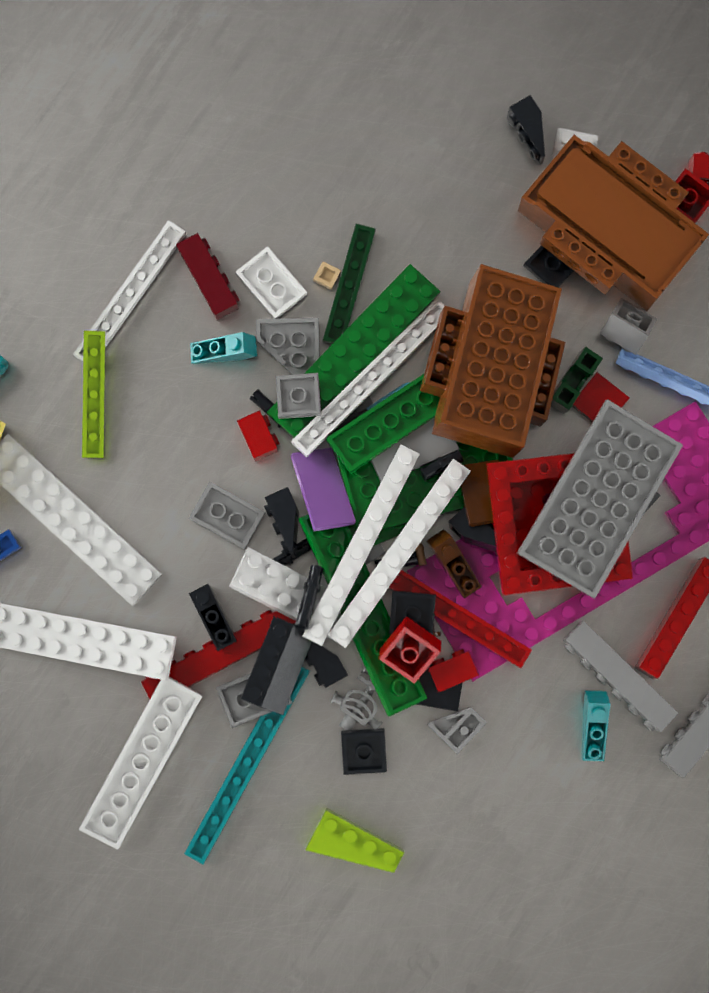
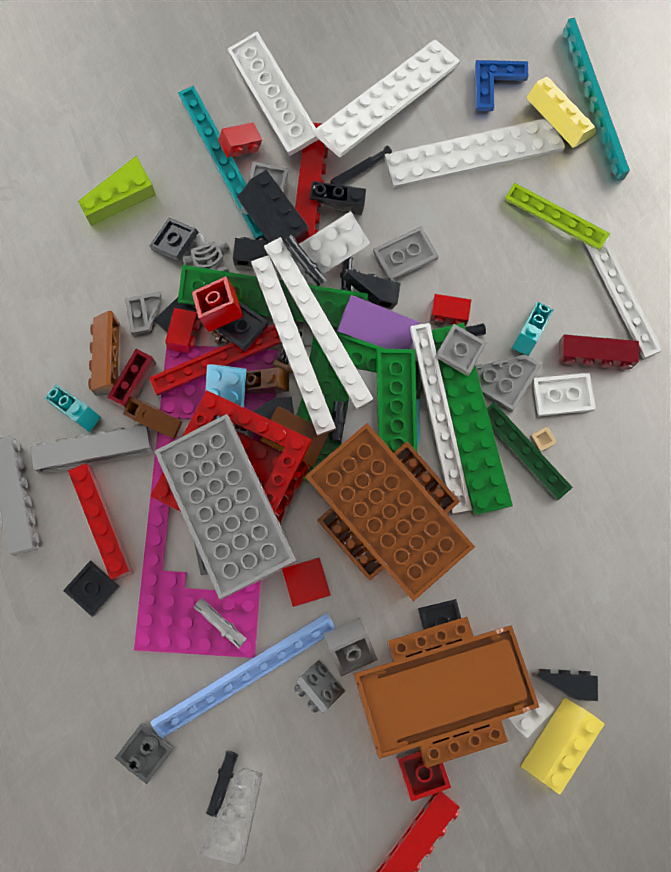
camera: 120 degrees right, 5 degrees down
(167, 622) = (354, 171): none -> black piece
(215, 758) = (240, 140): none -> brick
(481, 588) = (226, 382): none -> medium azure plate
(526, 729) = (104, 353): none -> dark orange slope
(532, 685) = (132, 378): none -> dark red brick
(555, 637) = (152, 417): none -> reddish brown slope
(574, 379) = (335, 569): dark green arch -> none
(584, 103) = (562, 745): none -> light yellow slope
(681, 327) = (319, 686): none -> dark grey plate
(691, 439) = (227, 629): none -> light grey pin

